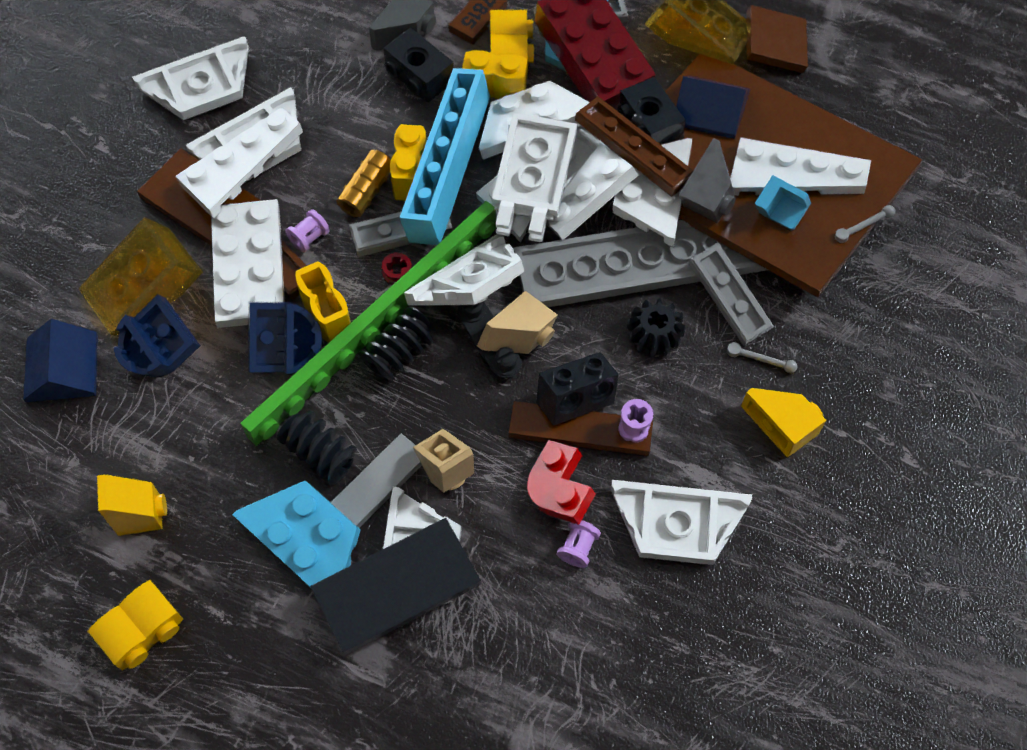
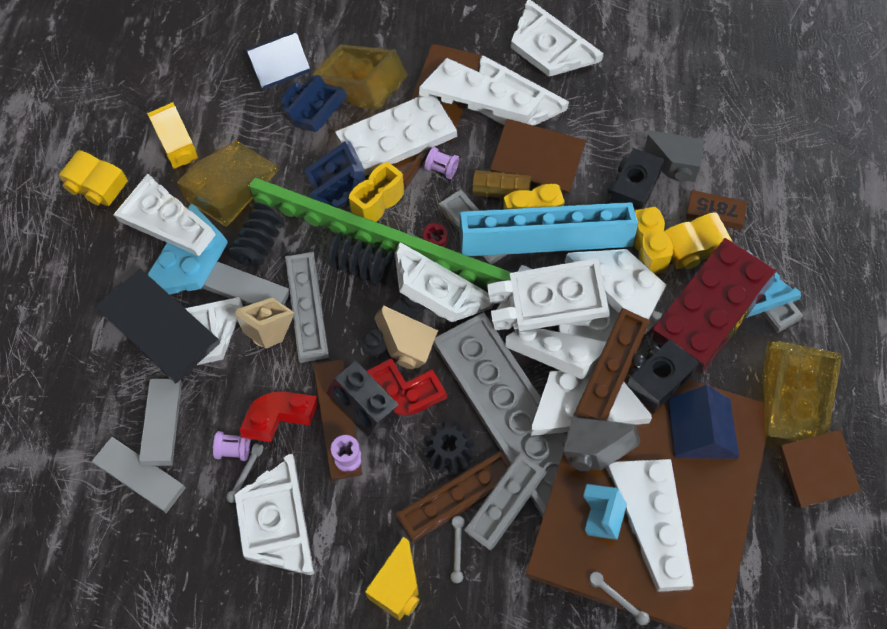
camera: 75 degrees right, 0 degrees up
(220, 464) = (223, 179): none -> clear yellow slope
(232, 554) = (164, 217): none -> white wing
(343, 138) = (538, 153): none -> reddish brown tile
(421, 421) = (307, 307): none -> light grey tile
(520, 616) = (160, 423): none -> light grey tile
(574, 659) = (144, 480): none -> light grey tile
(582, 339) = (411, 395): none -> red plate
(635, 561) = (257, 450): none -> light grey hinge
(706, 342) = (453, 497): none -> reddish brown tile

